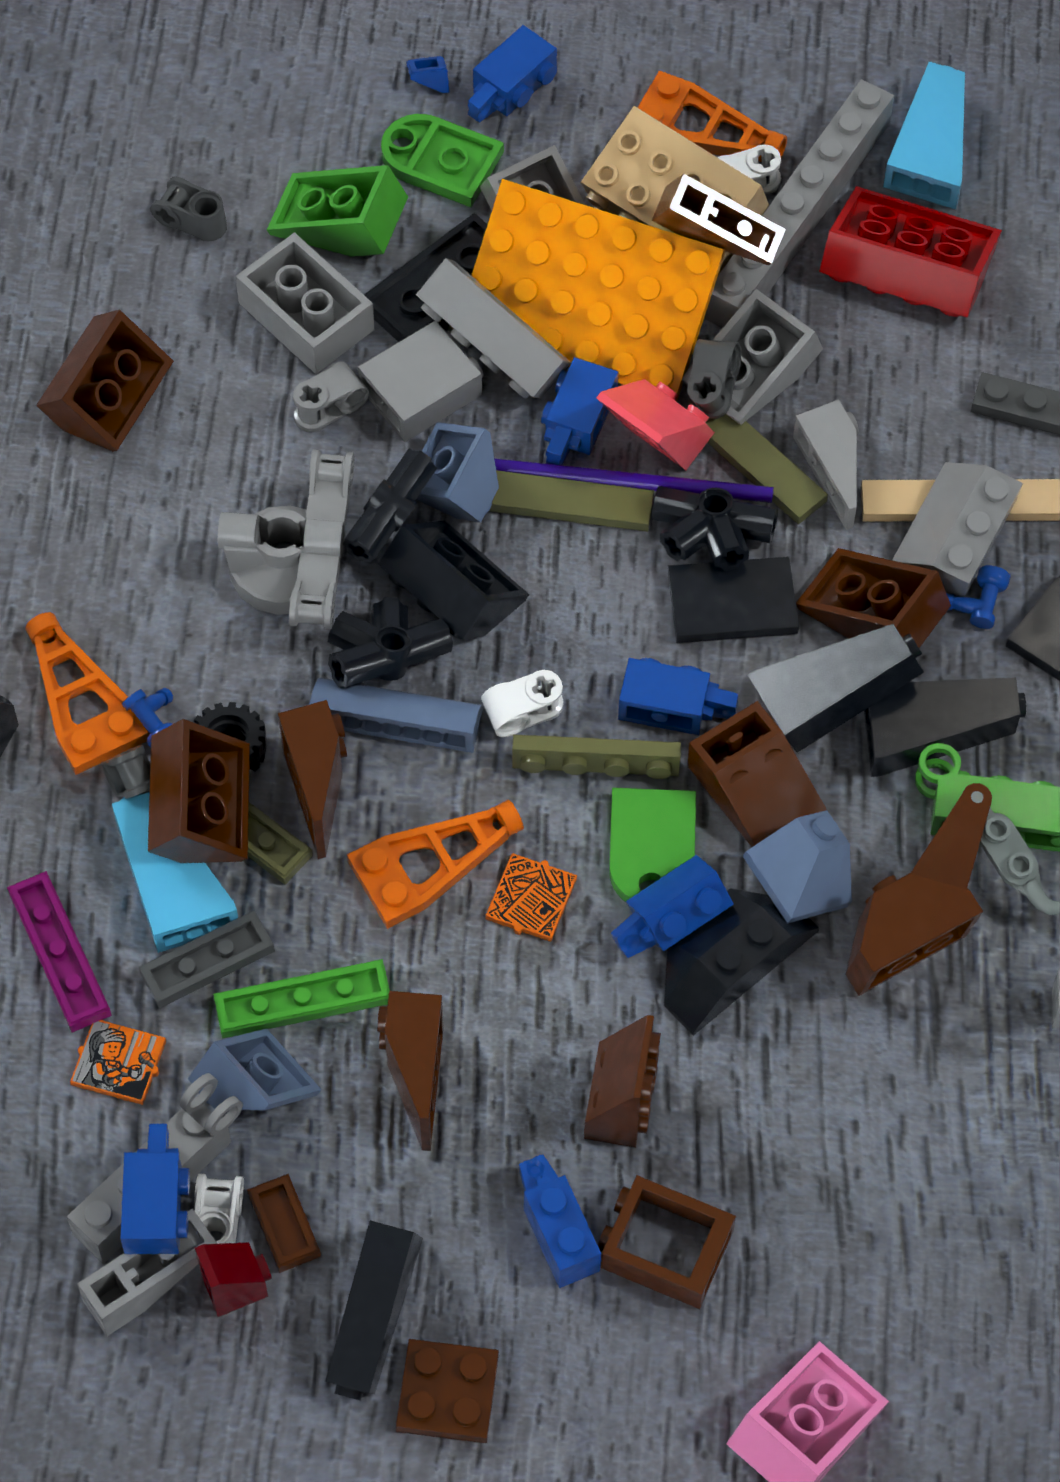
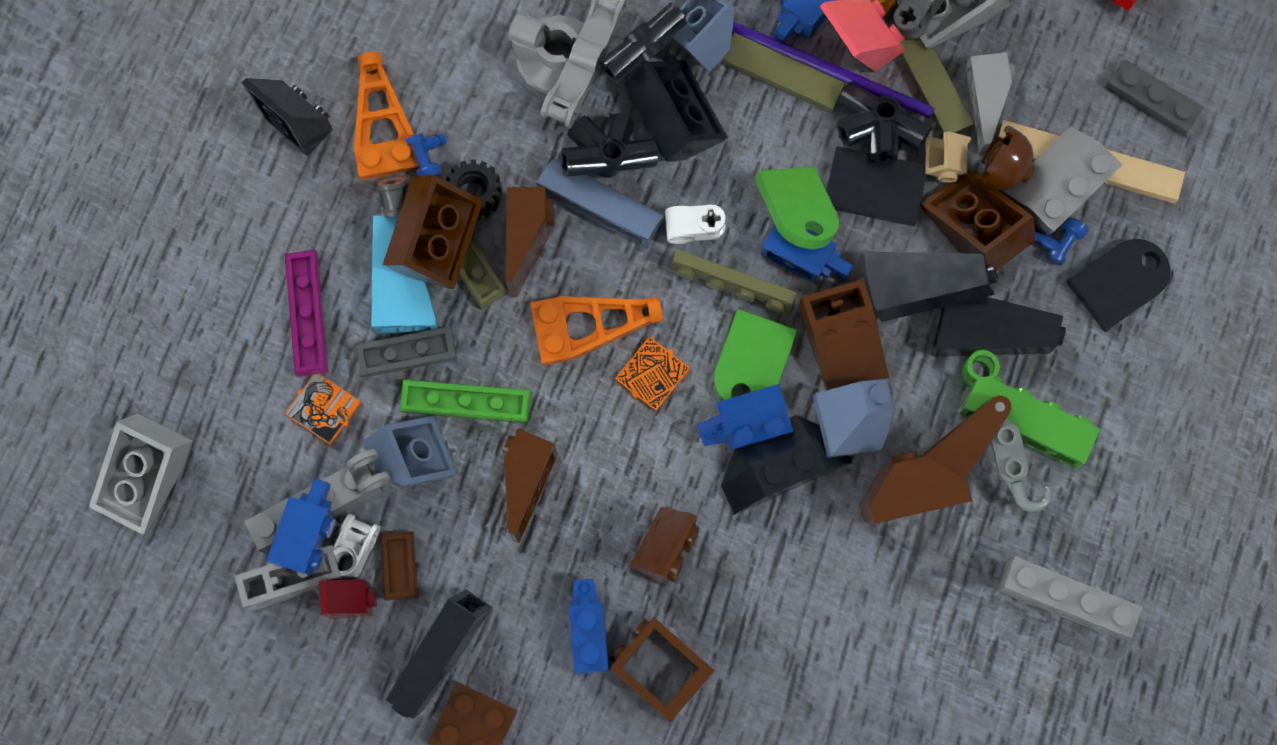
camera: 20 degrees right, 15 degrees up
(647, 642) = (799, 203): none -> bright green tile
(811, 541) = (947, 157): none -> tan window
(884, 521) = (1007, 161): none -> reddish brown cylinder

